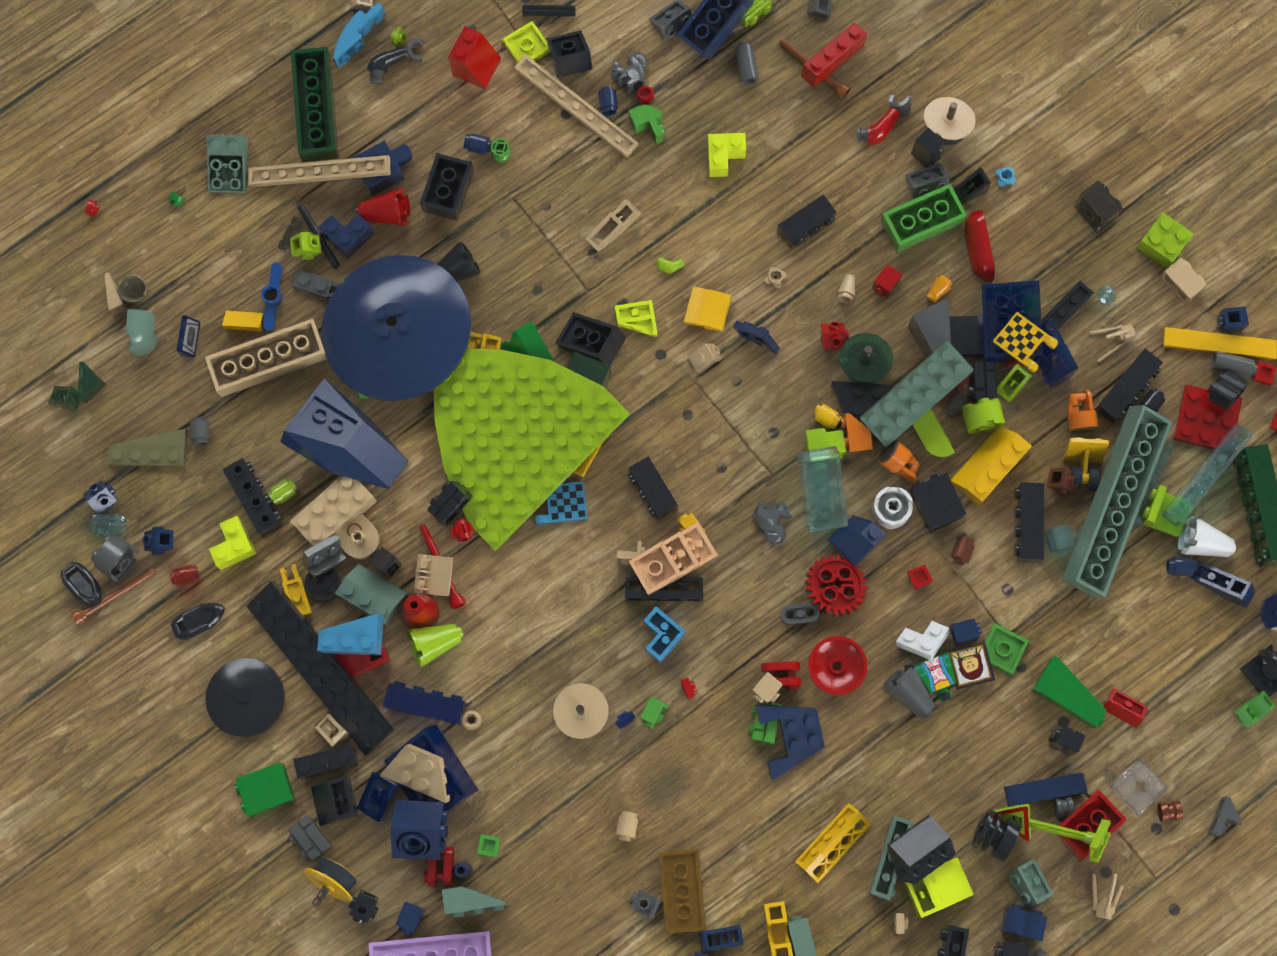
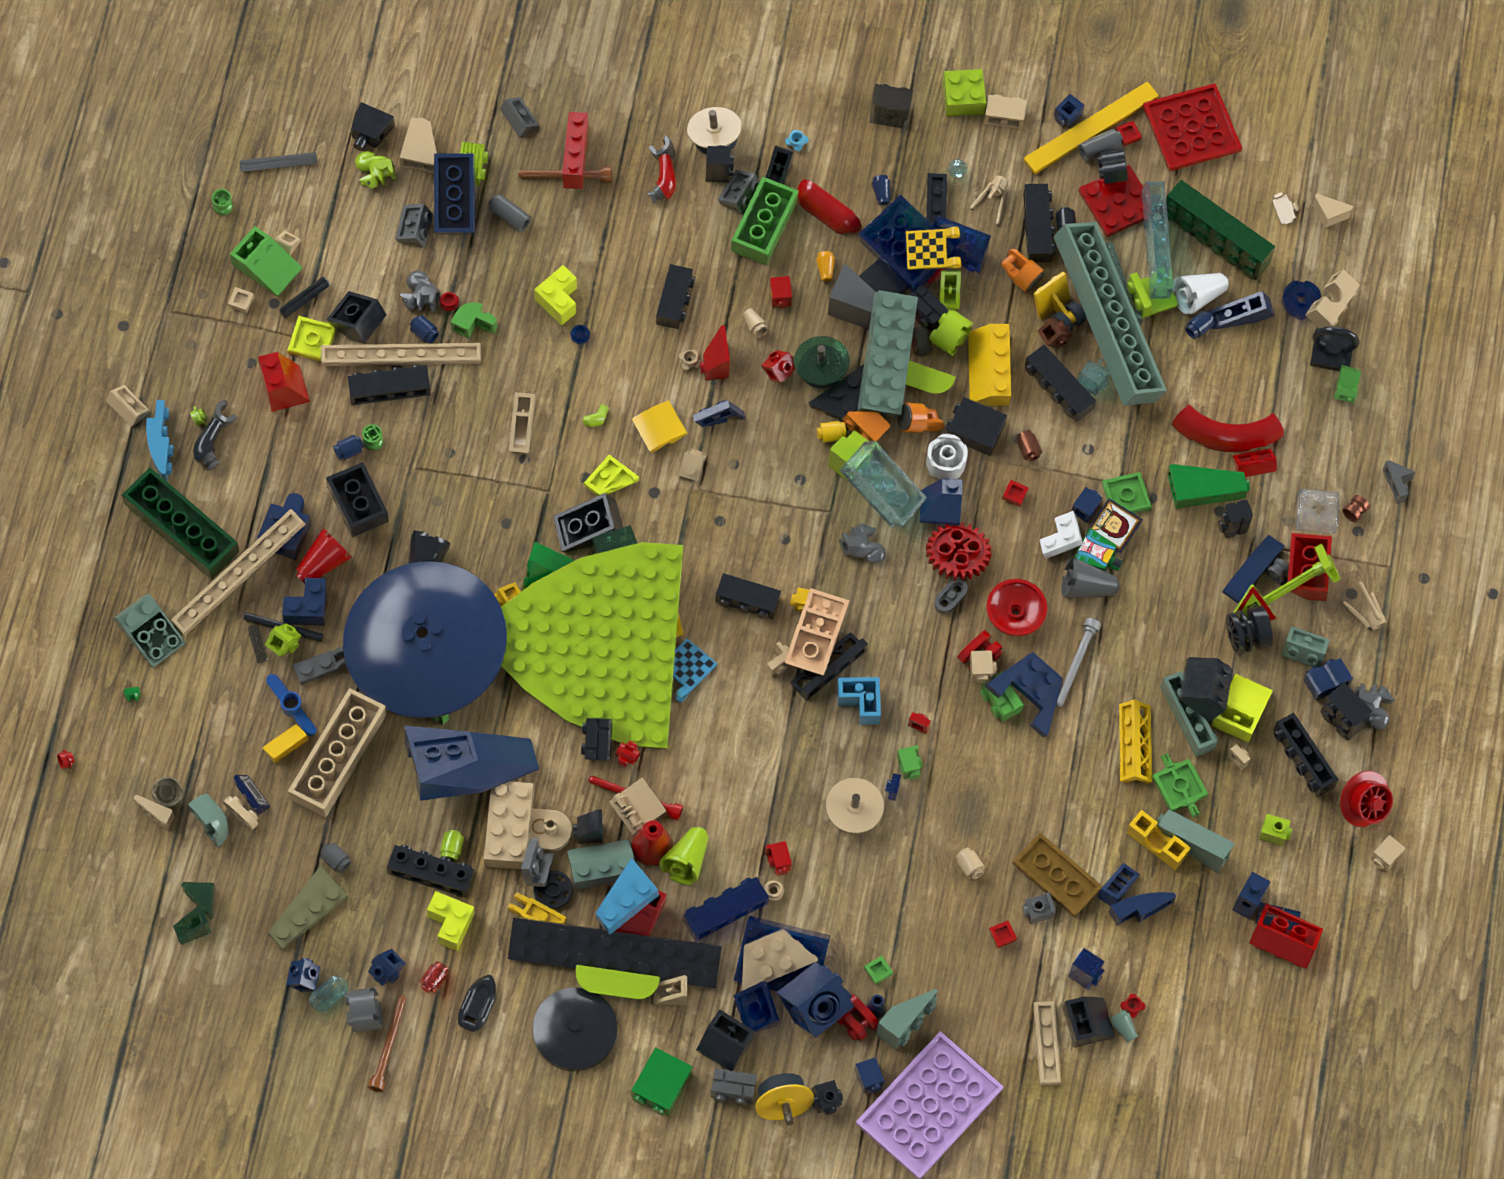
camera: 50 degrees left, 10 degrees down
(81, 584) = (354, 1057): black piece -> none
(168, 351) = (235, 805): none -> tan plate
(298, 690) = (616, 982): none -> lime brick
(326, 762) = (690, 1018): black brick -> none
(495, 701) = (778, 857): none -> red brick
(546, 121) = (389, 385): none -> black brick
(601, 899) = (1002, 934): none -> red plate
(714, 194) = (580, 334): none -> clear blue plate
(793, 291) = (716, 357): none -> red slope
(835, 905) = (1180, 785): none -> bright green plate
(880, 727) = (1091, 627): none -> light grey piece
(1034, 264) = (881, 188): none -> dark blue cone
(1121, 671) = (1226, 436): none -> red brick

